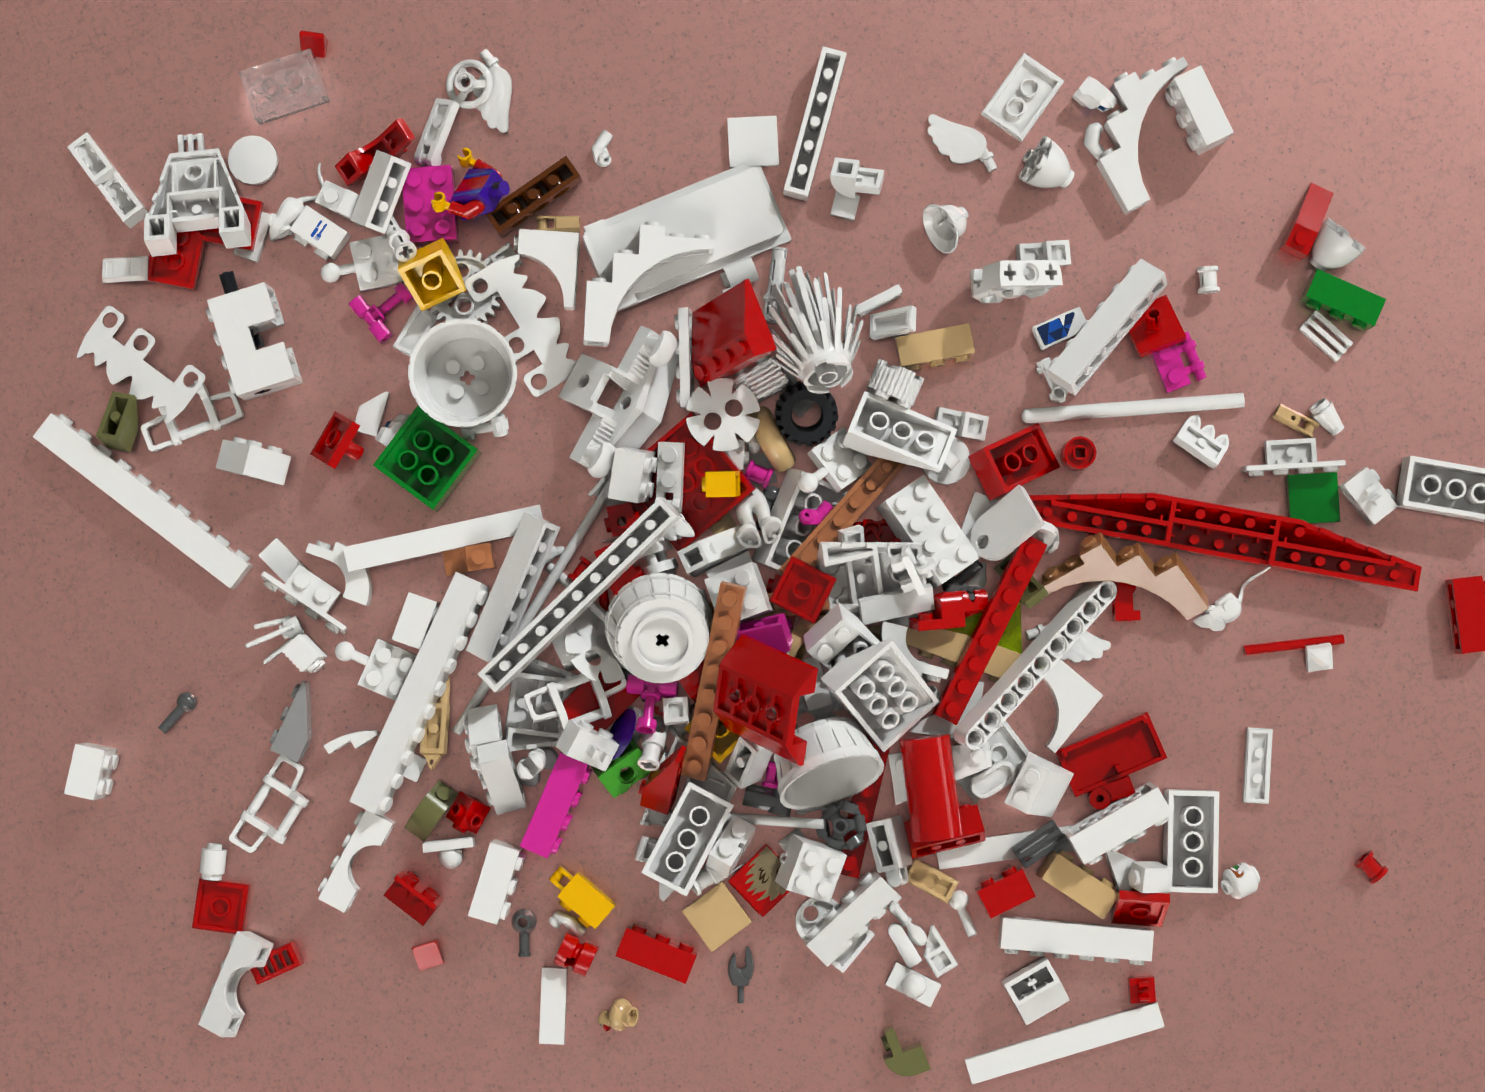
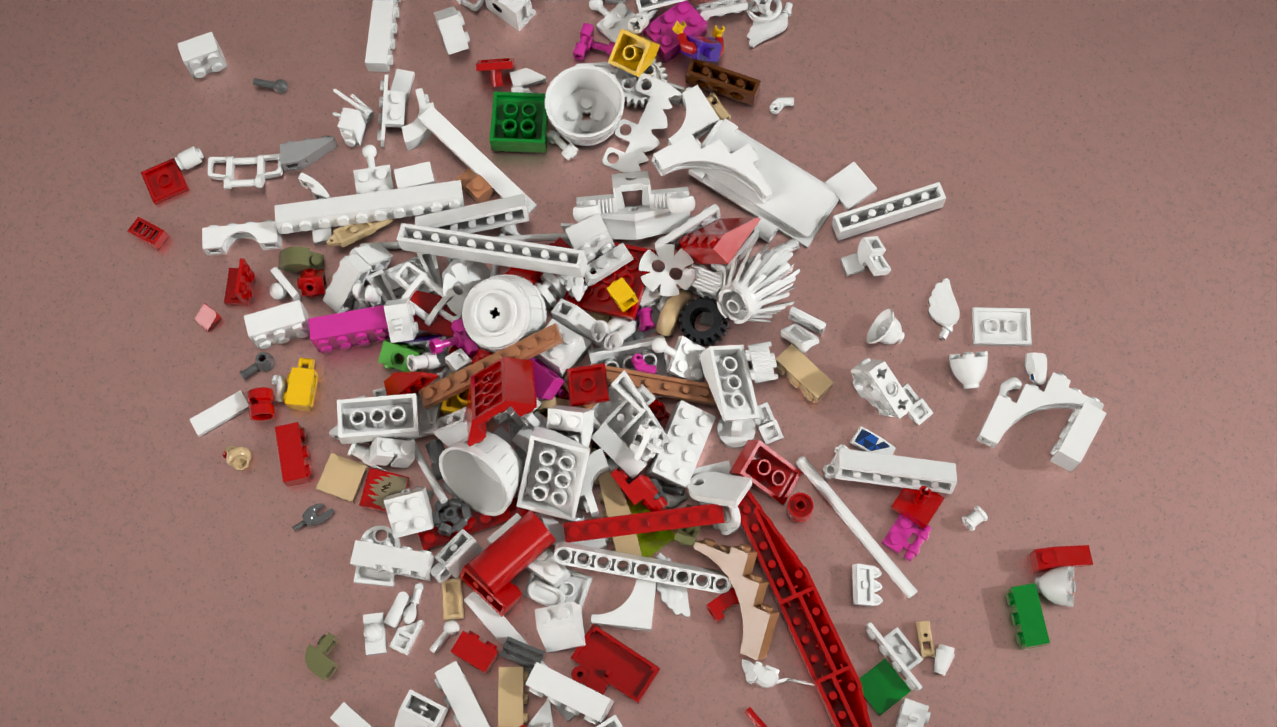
camera: 60 degrees right, 15 degrees down
(222, 1012) = (97, 219): white arch -> none
(1330, 327) = (997, 605): white tile -> none

